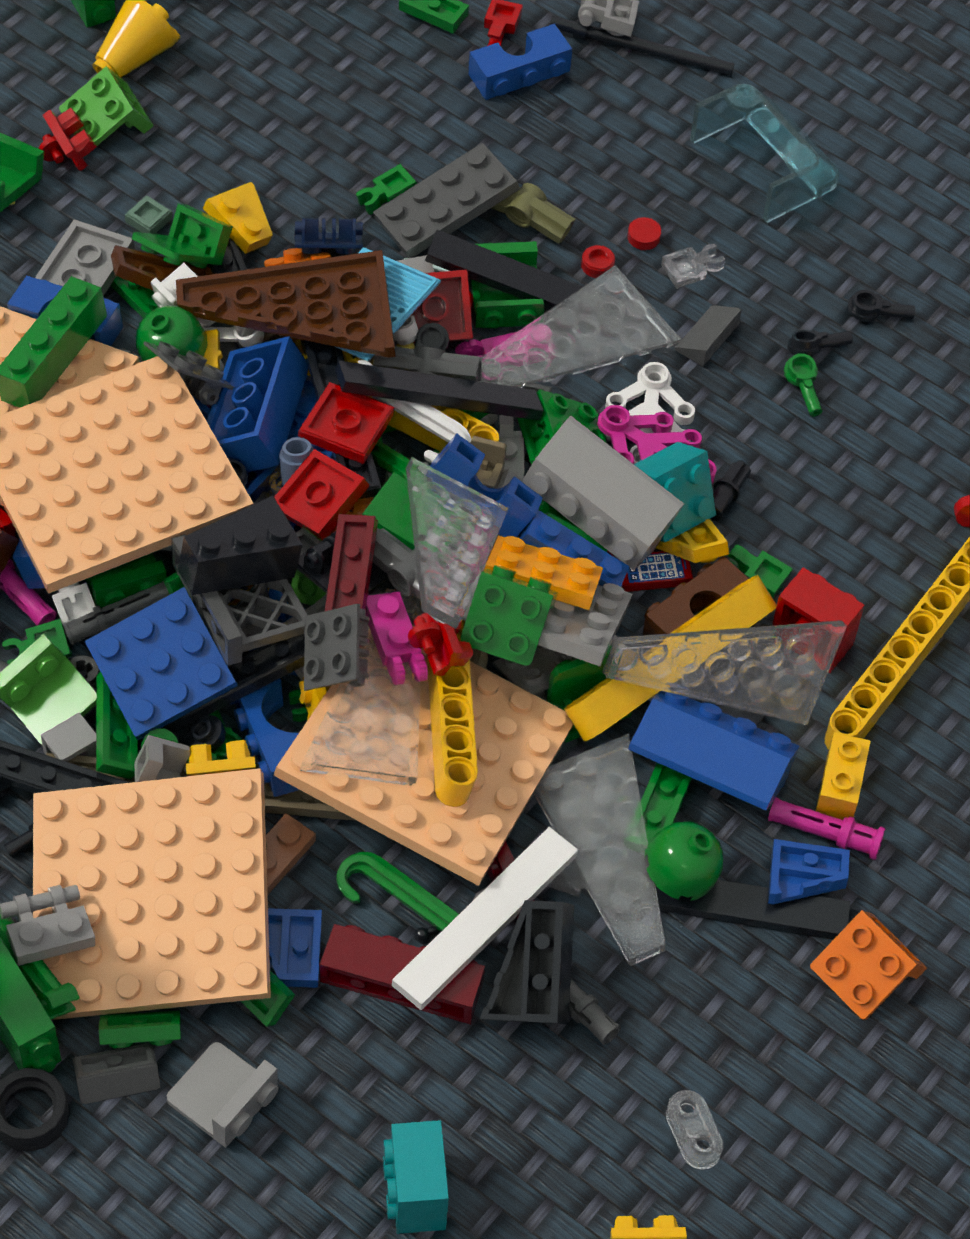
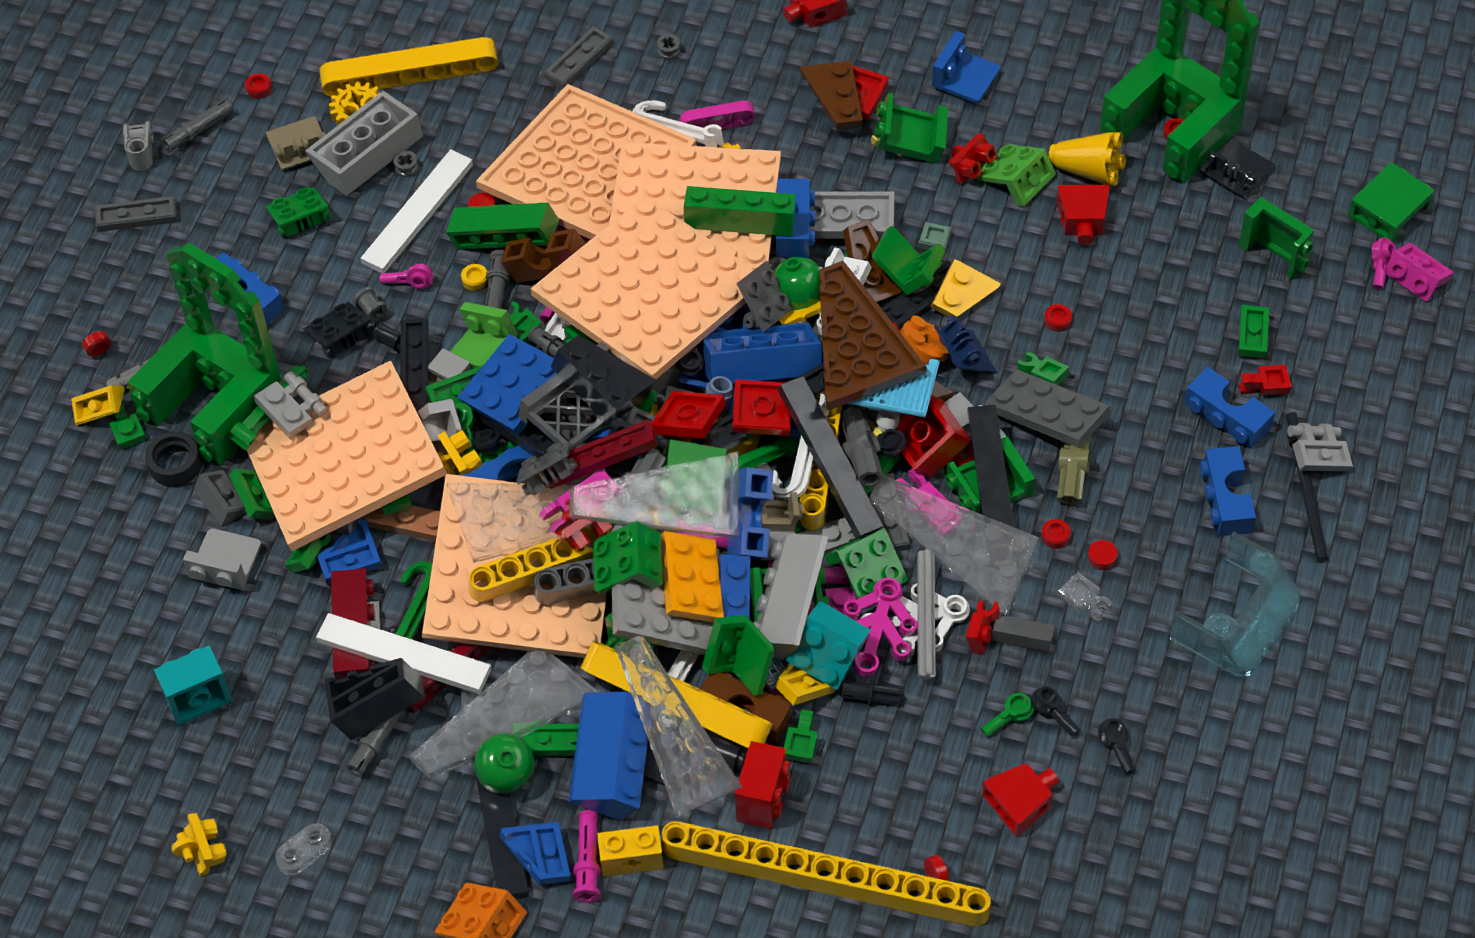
camera: 75 degrees right, 0 degrees up
(197, 76) = (1082, 210): none -> red torso
(321, 154) = (1058, 317): none -> red tile
(489, 695) = (563, 588): none -> dark grey beam
(643, 112) = (1230, 511): none -> blue arch
(656, 401) = (926, 614): none -> light grey axle
(658, 565) = (739, 648): none -> green bracket
(695, 364) = (979, 631): none -> red plate
(913, 407) = (1020, 796): none -> red torso

